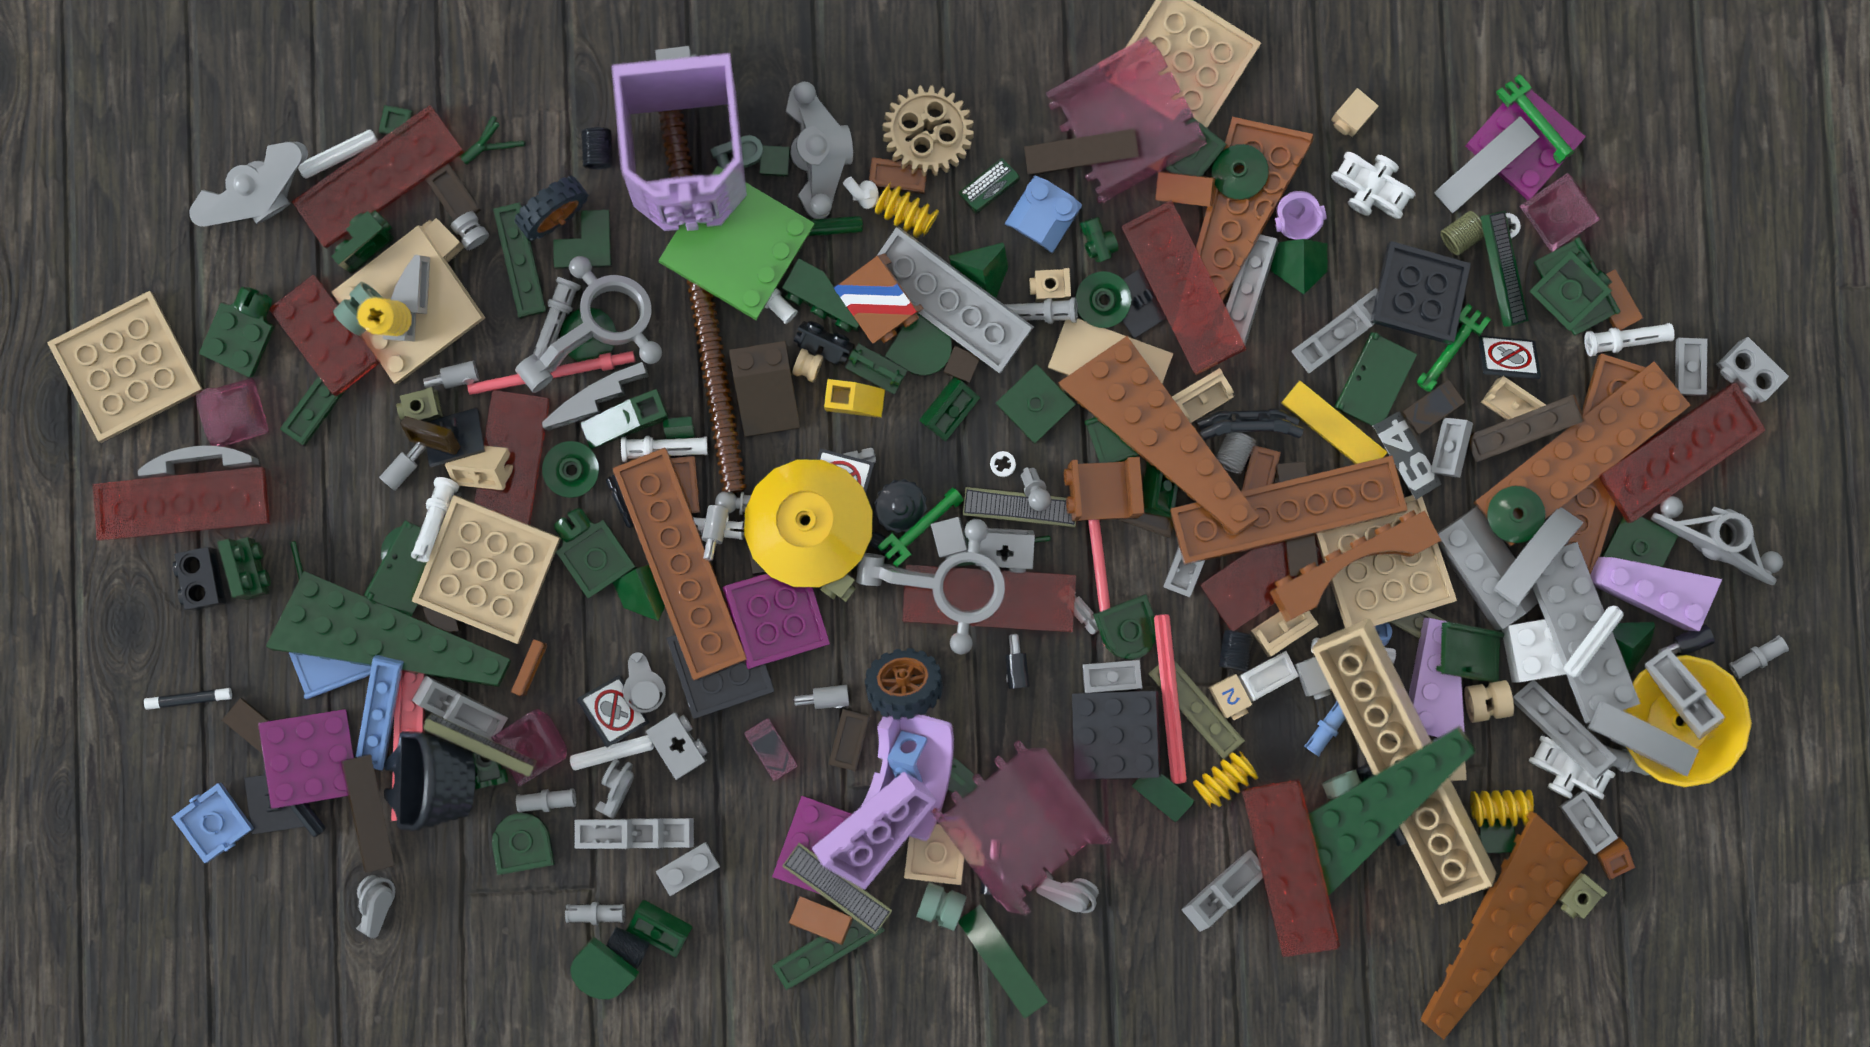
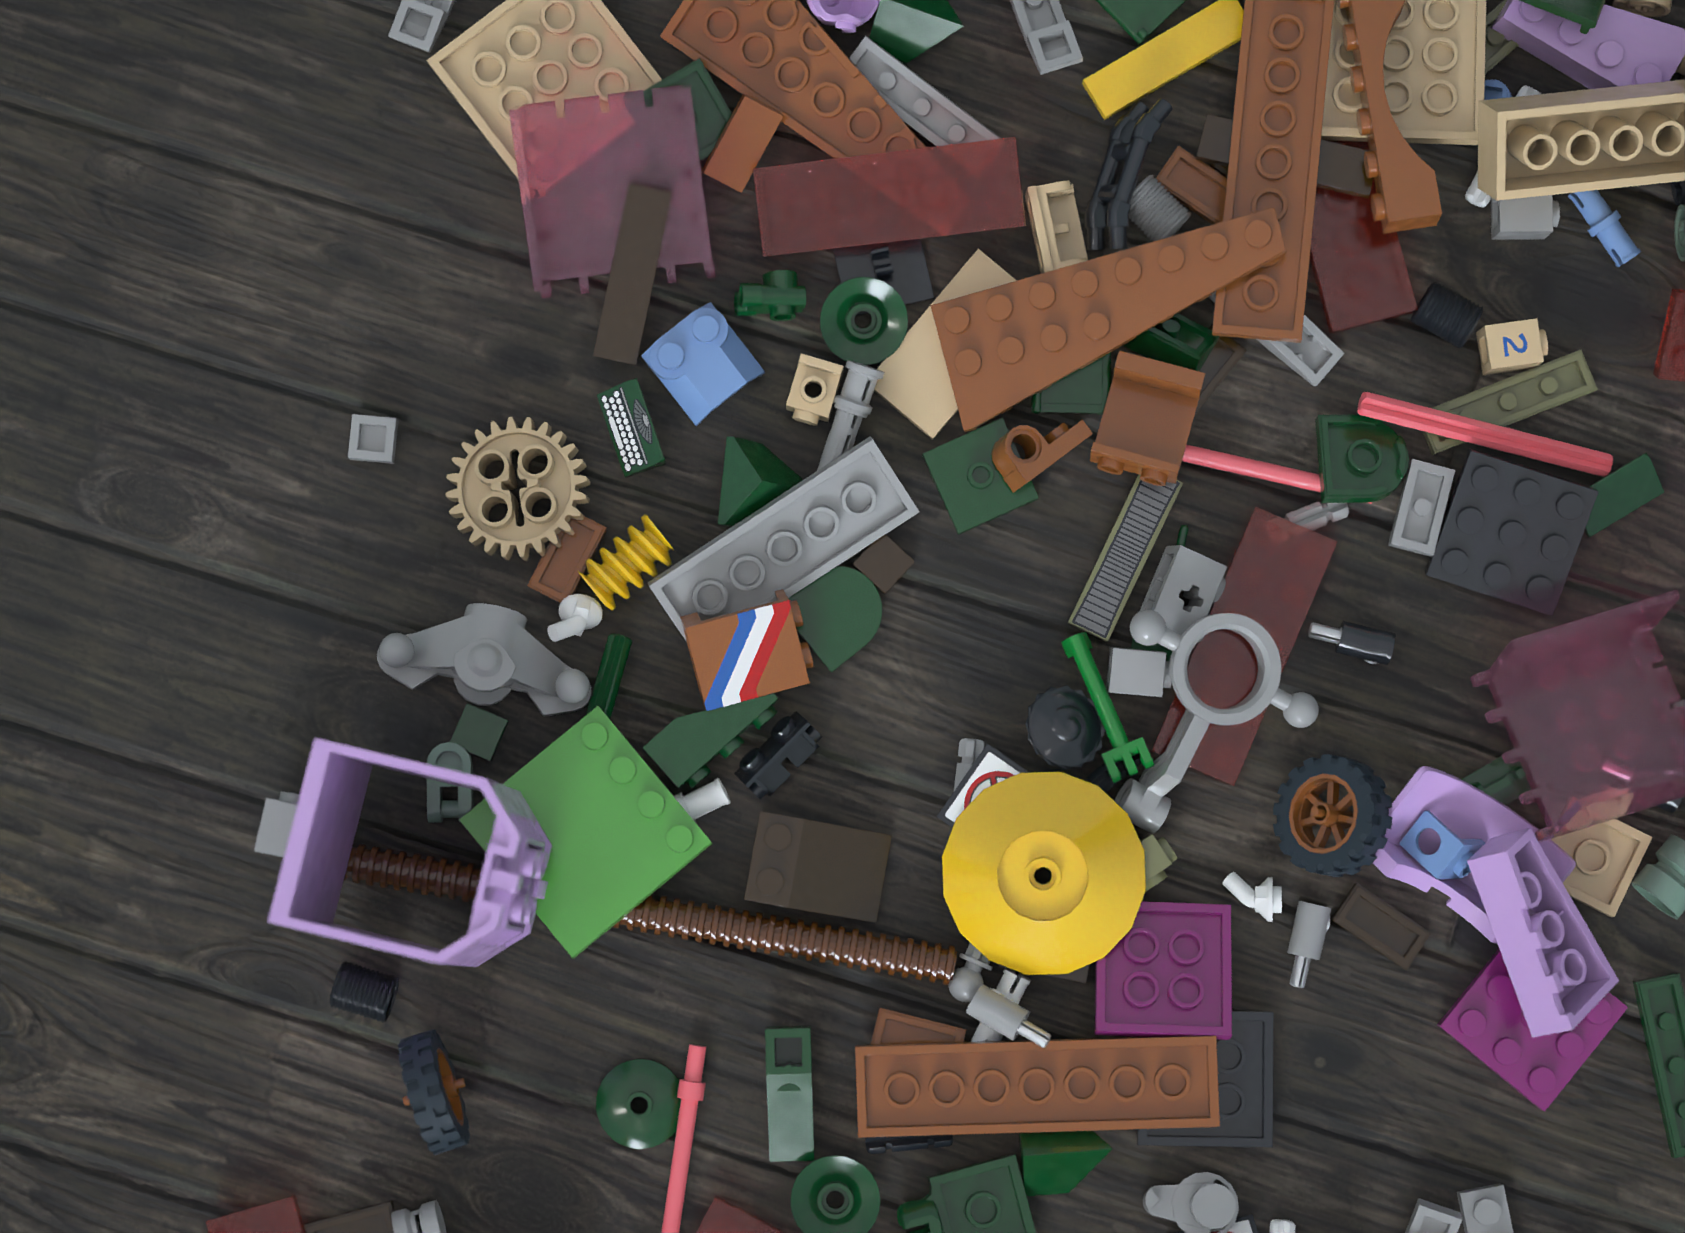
camera: 70 degrees left, 0 degrees up
(481, 145) = (295, 1165): dark green plant -> none
(519, 263) = (492, 1168): dark green tile -> none
(537, 372) = (673, 1201): light grey piece -> none
(559, 307) = (583, 1132): light grey pin -> none
(586, 402) = (743, 1141): light grey slope -> none
(594, 241) = (514, 1056): dark green tile -> none
(663, 737) = (1328, 1192): light grey brick -> none
(676, 447) = (841, 1072): white pin -> none
(679, 428) = (832, 1016): dark green tile -> none
(771, 749) = (1355, 1047): clear pink tile -> none
(807, 365) = (804, 791): tan wheel -> none
(821, 920) = (1634, 1061): dark orange tile -> none
(838, 890) = (1629, 1001): tile -> none
(841, 663) = (1265, 898): none -> white plate
(854, 398) = (880, 739): yellow slope -> none
(876, 368) = (845, 691): dark green hinge -> none
(927, 35) = (373, 438): none -> light grey plate
(949, 408) = (942, 605): dark green slope -> none
(1006, 472) = (1066, 555): white bush -> none
(1035, 489) = (1126, 519): light grey axle -> none
(1058, 434) = (1039, 451): none -> dark orange plate
(1225, 780) = (1630, 397): yellow piece -> none
(1244, 184) = (769, 53): dark green dish -> none
(1268, 676) = (1500, 281): white tile -> none
(1277, 633) = (1444, 248): tan hinge -> none

